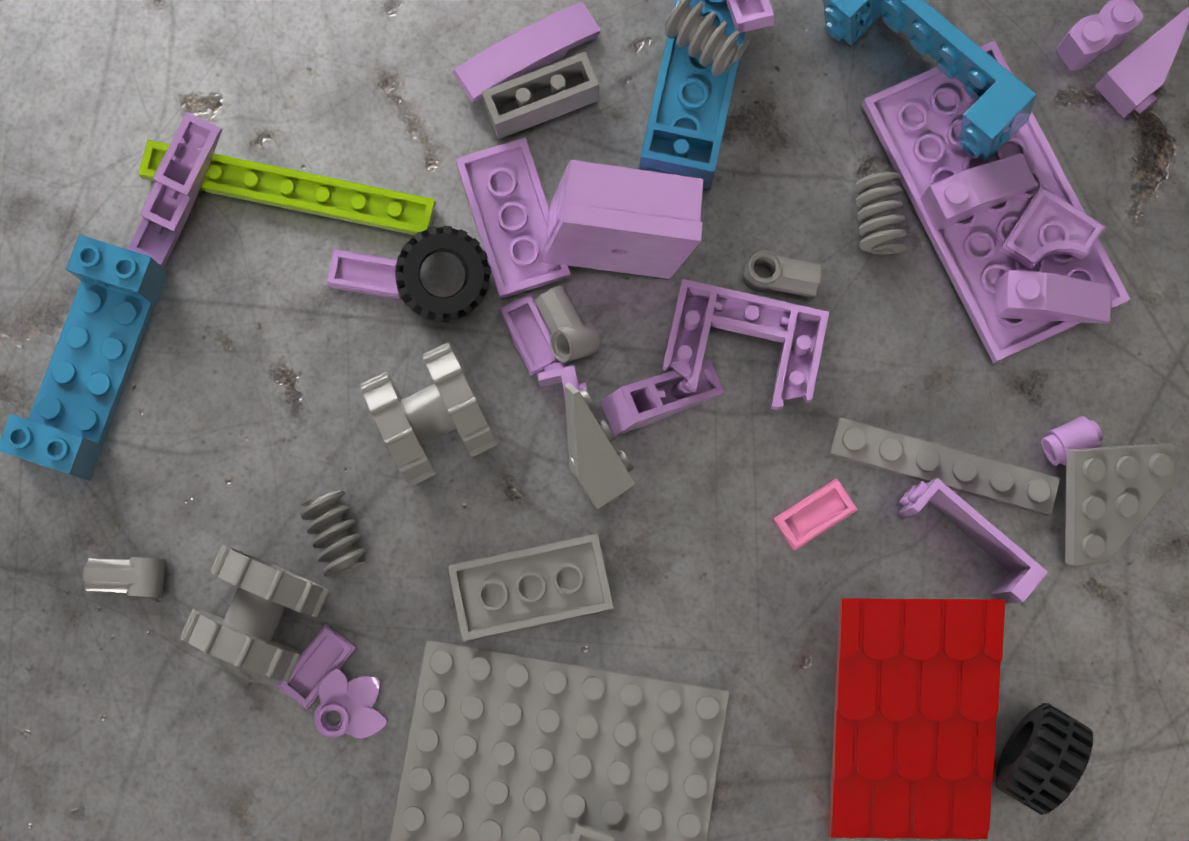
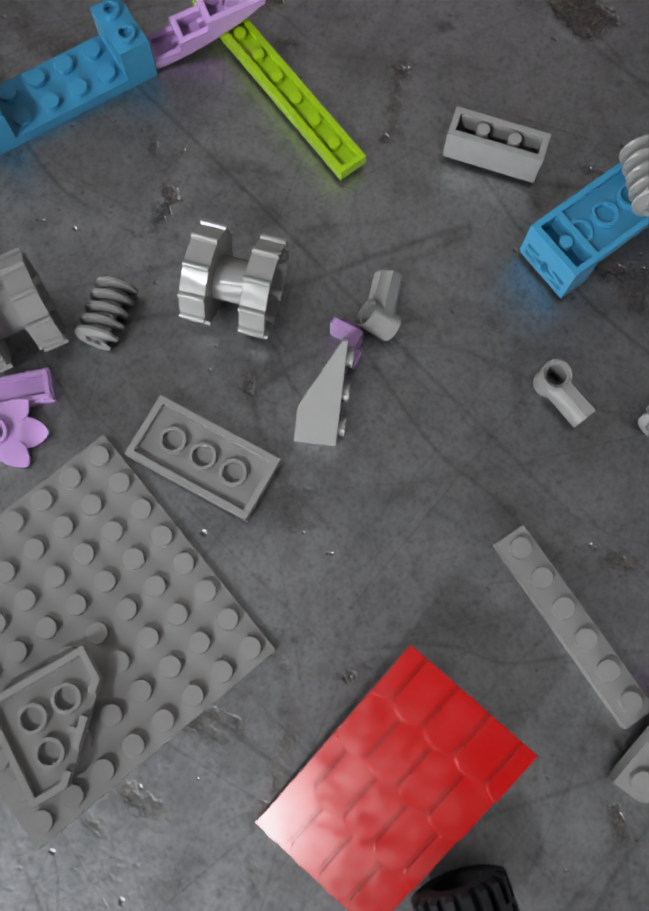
camera: 40 degrees right, 5 degrees down
(363, 274) = (280, 171): lavender tile -> none
(466, 250) = (320, 177): black tyre -> none
(510, 216) = (407, 210): lavender plate -> none
(527, 50) = (514, 108): lavender slope -> none
(529, 333) = (352, 290): lavender tile -> none
(623, 220) = (481, 251): lavender container -> none
(658, 398) = (406, 404): lavender slope -> none
(794, 325) = (543, 432): lavender wedge -> none
(815, 514) = (446, 578): bright pink tile -> none
(1023, 570) = (571, 747): lavender panel -> none

